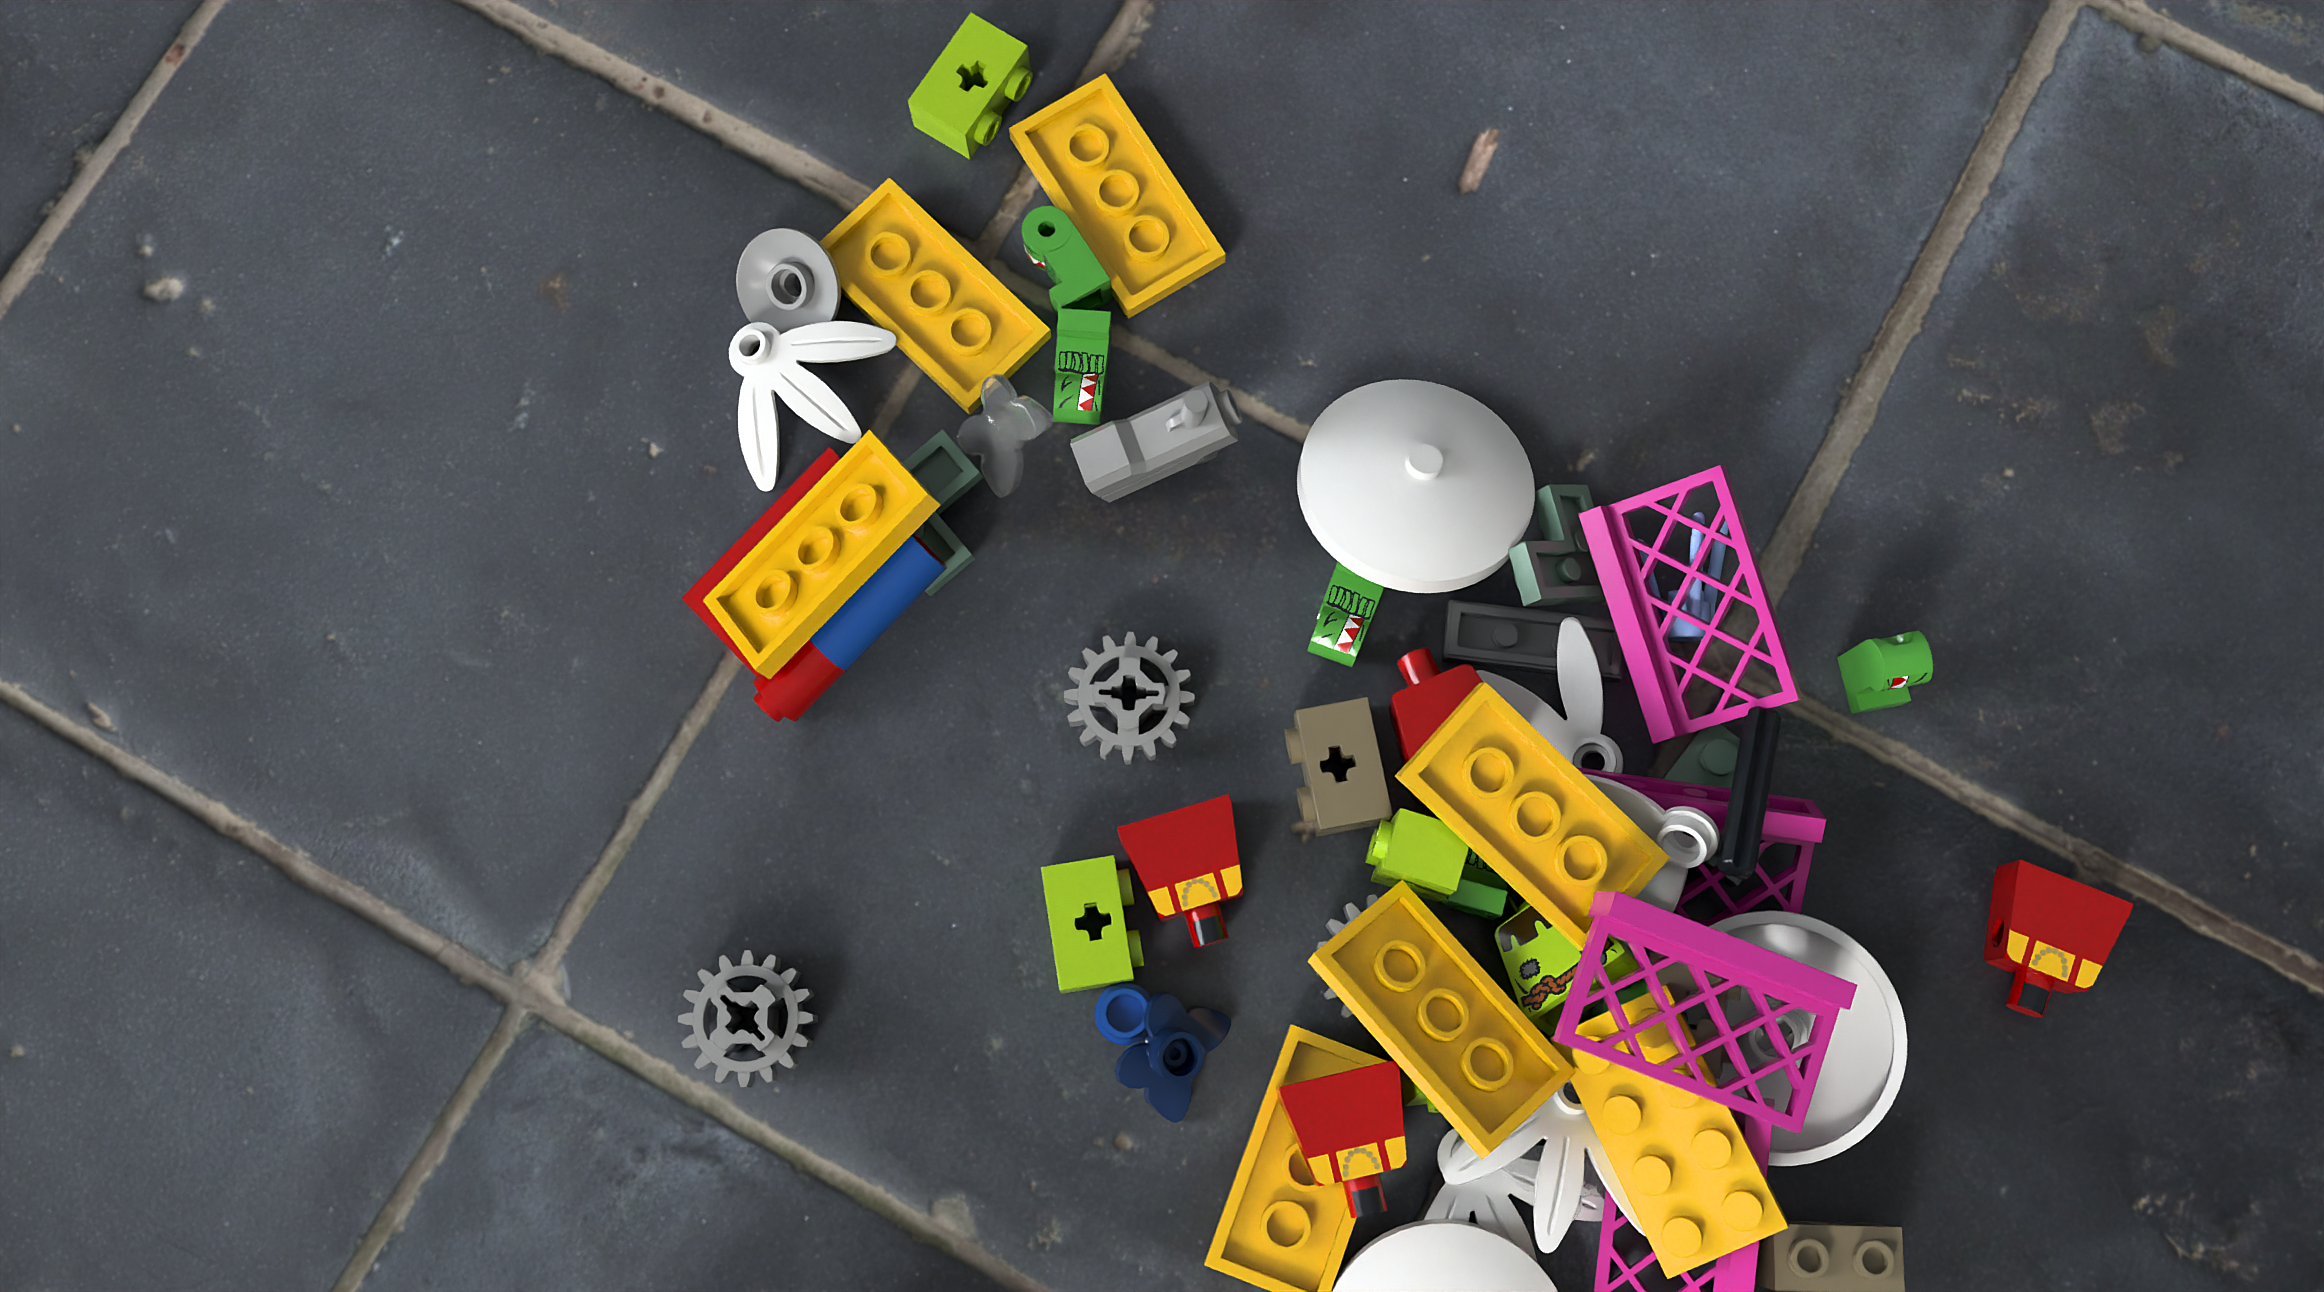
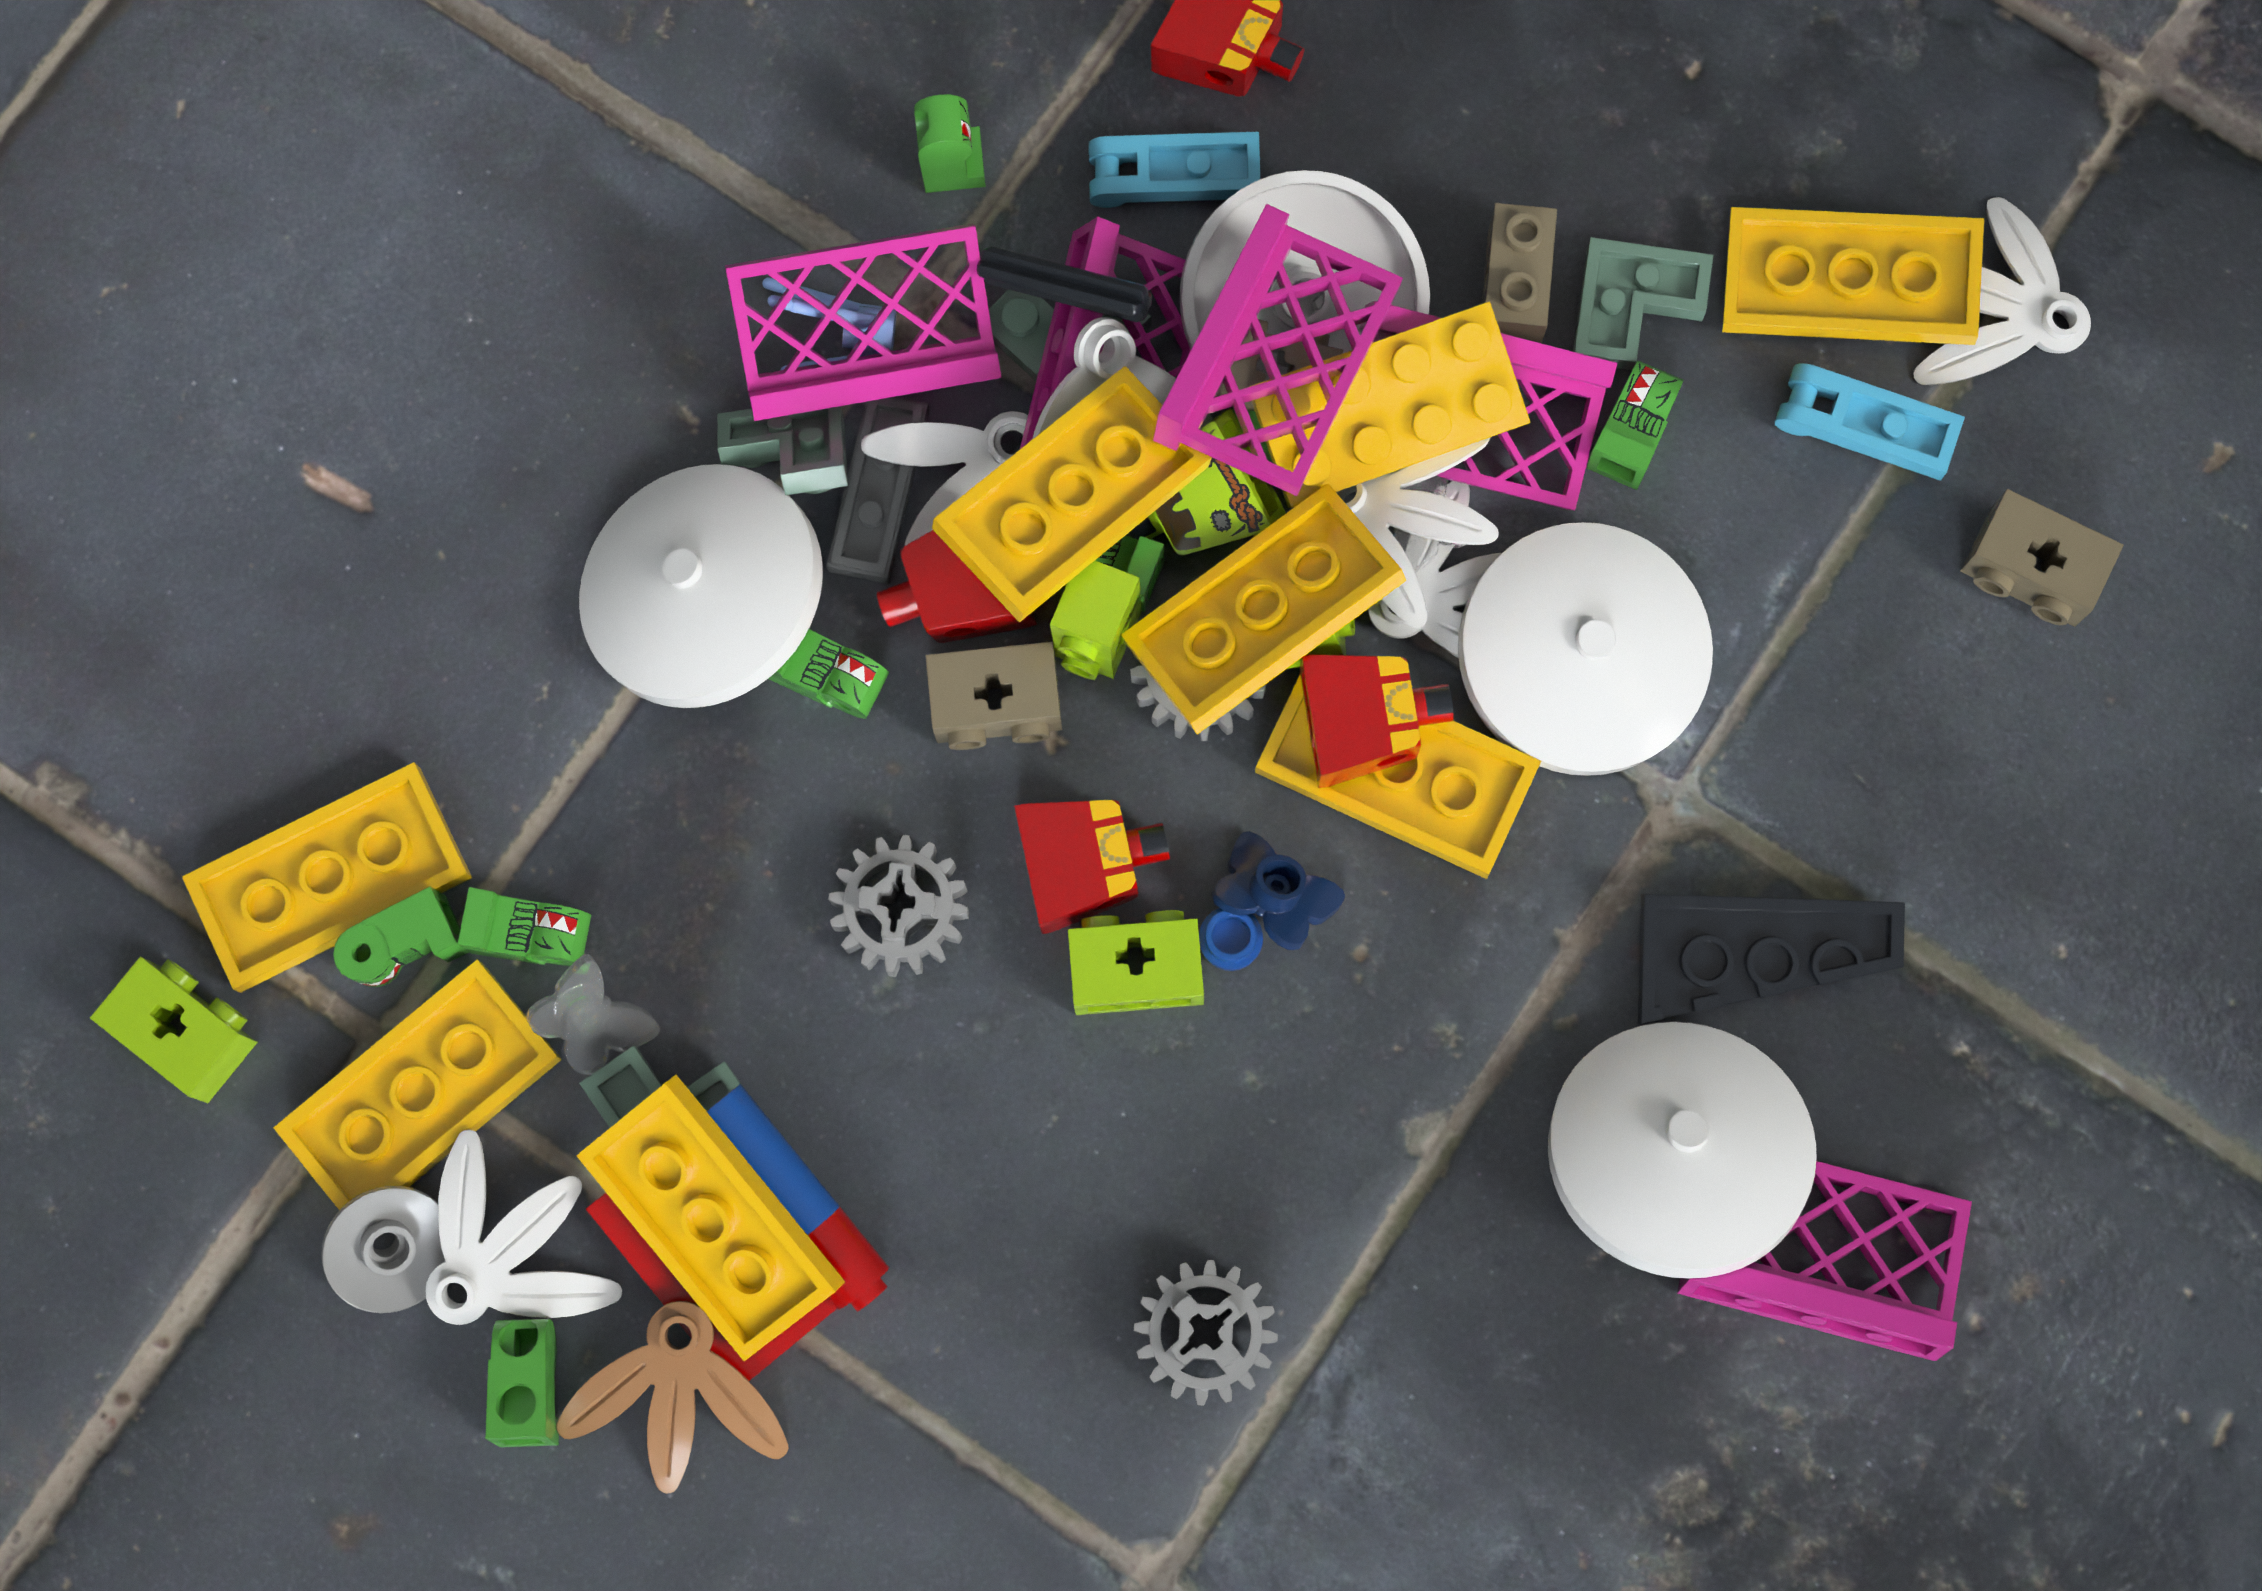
camera: 80 degrees left, 0 degrees up
(678, 412) = (522, 1384): none -> bright green leg
(686, 543) = (673, 1409): none -> medium nougat plant
(1157, 441) = (622, 847): light grey piece -> none
(1897, 896) = (1173, 167): none -> medium azure plate

